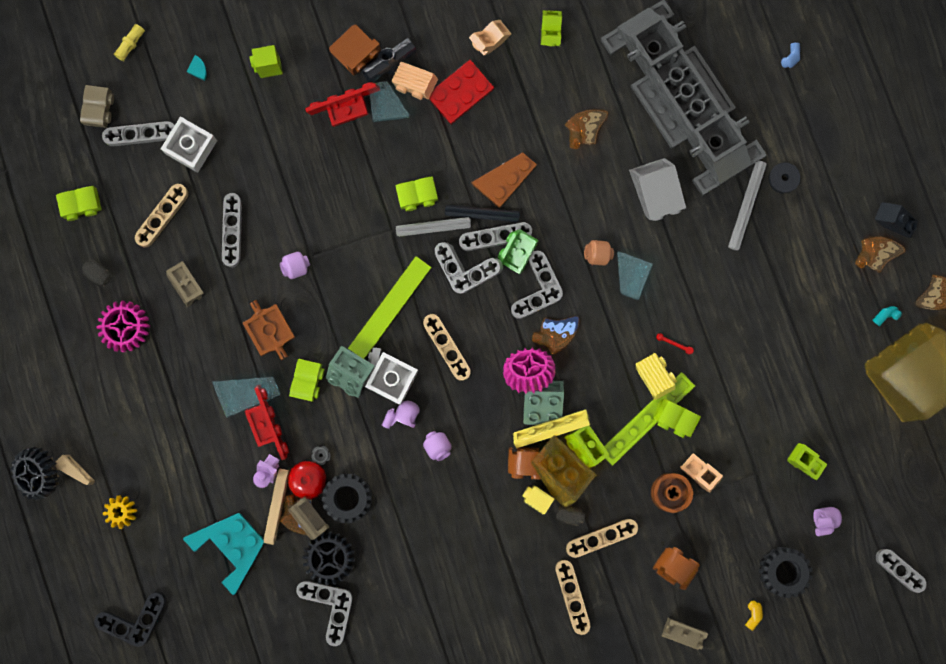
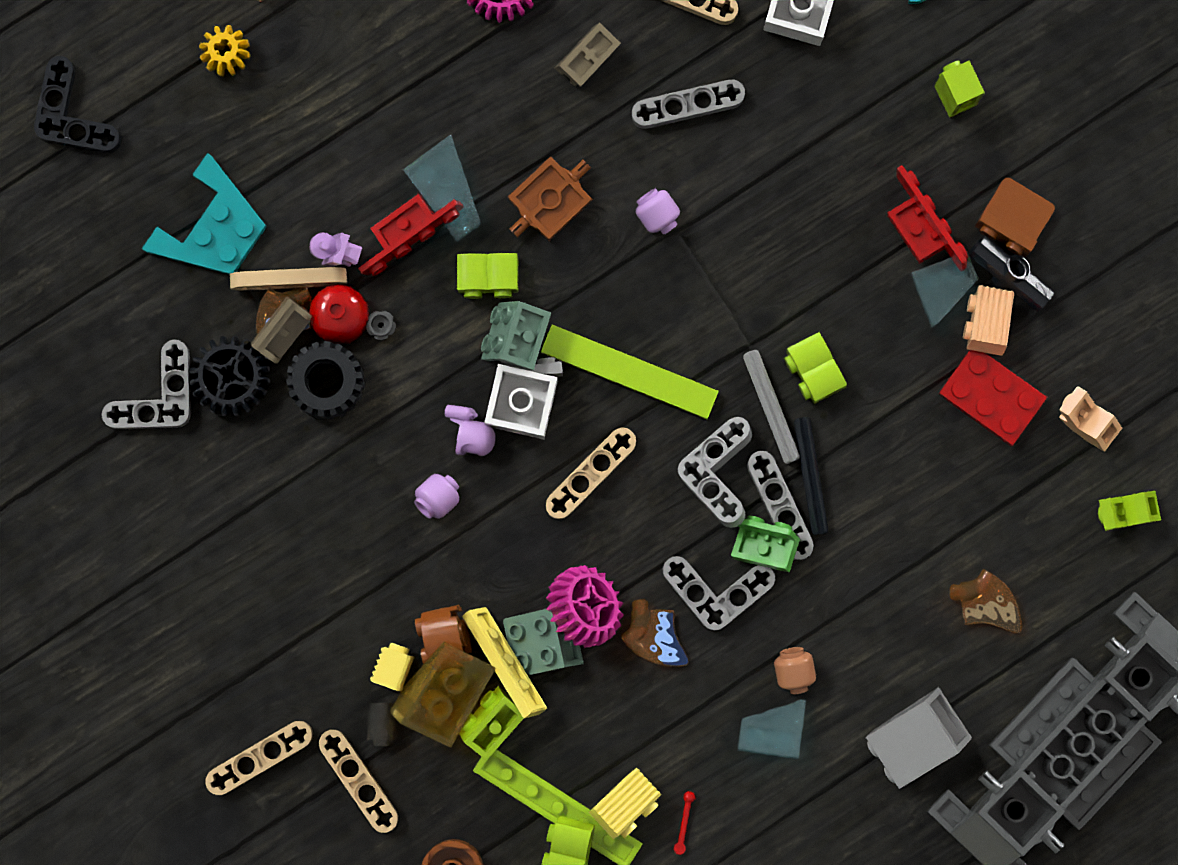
camera: 75 degrees right, 0 degrees up
(505, 179) = (873, 498): dark orange wing -> none

